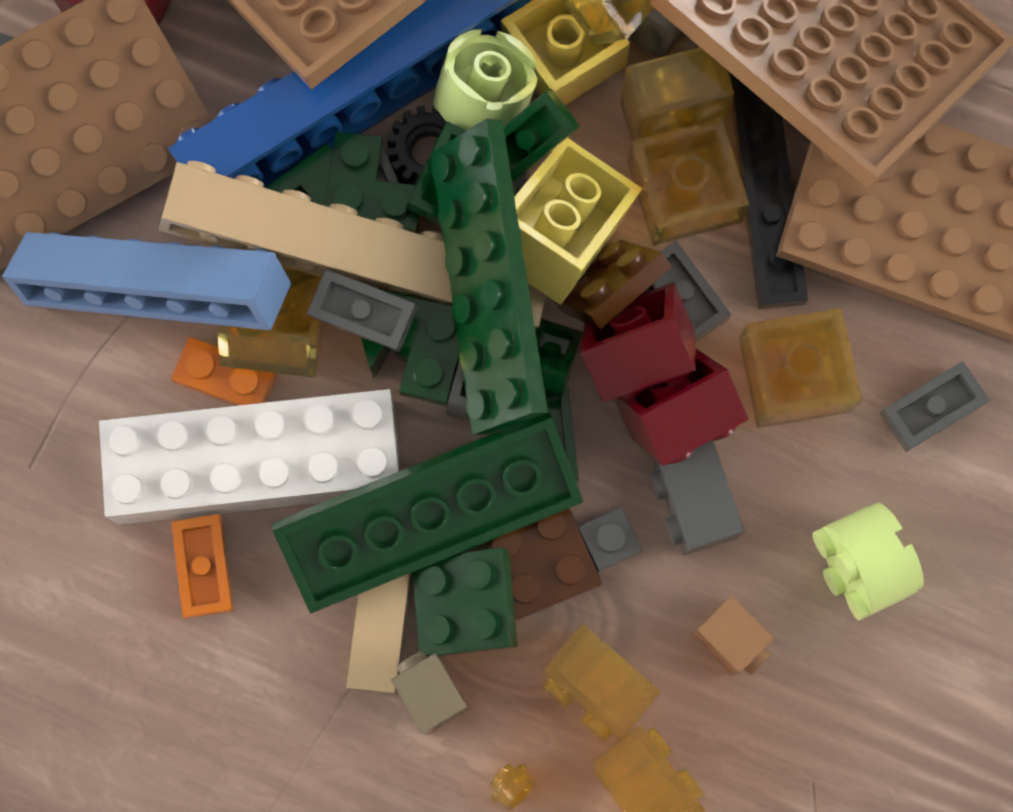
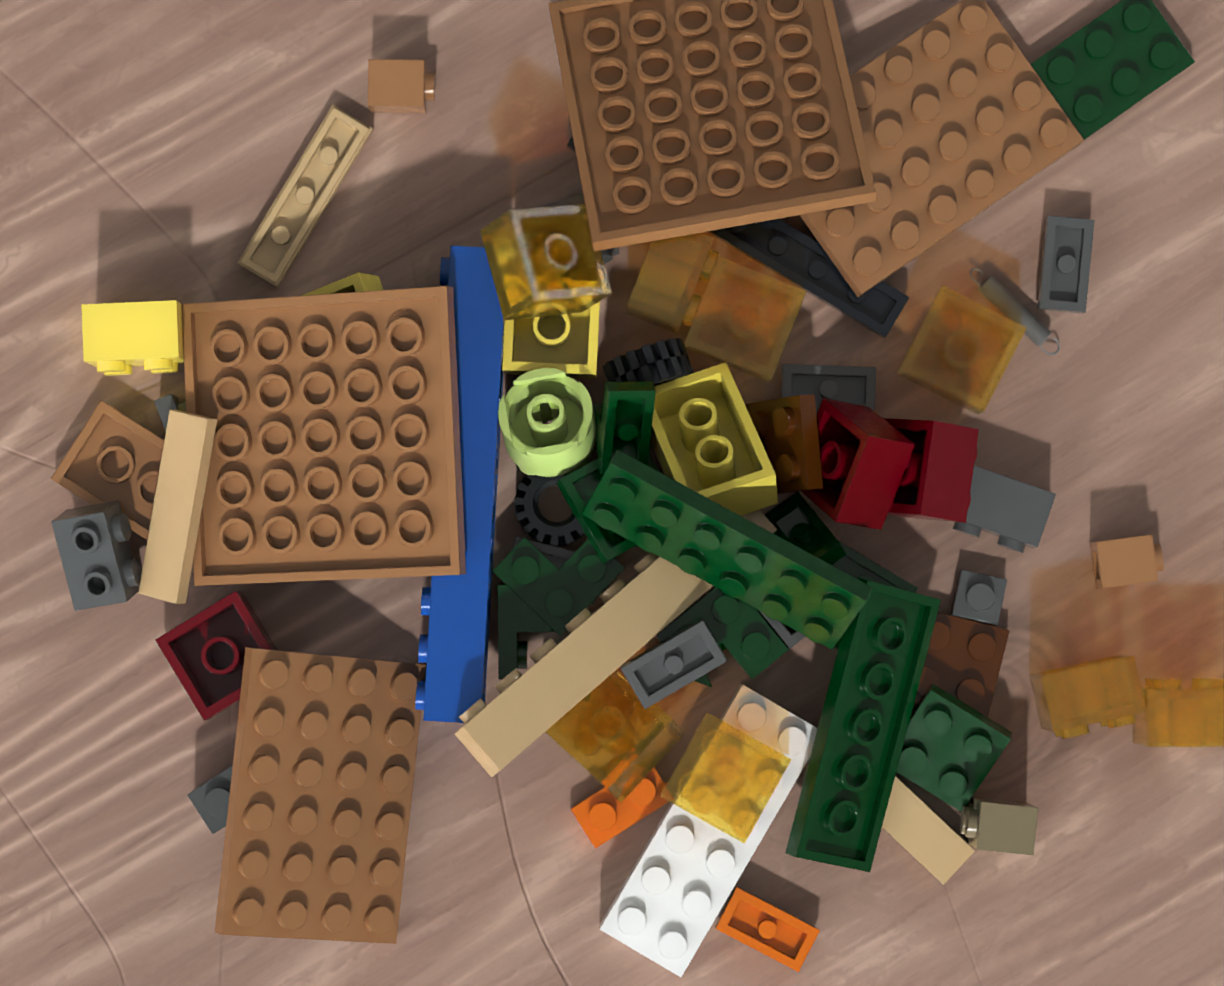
camera: 55 degrees left, 10 degrees up
(149, 279) = (515, 812): medium blue brick -> none
(296, 419) = (725, 777): none -> clear yellow brick
(511, 785) = (1109, 813): clear yellow plate -> none
(599, 130) = (654, 363): none -> black tyre
(862, 414) = (1014, 310): none -> light grey piece
(868, 560) = (1147, 418): yellowish green brick -> none

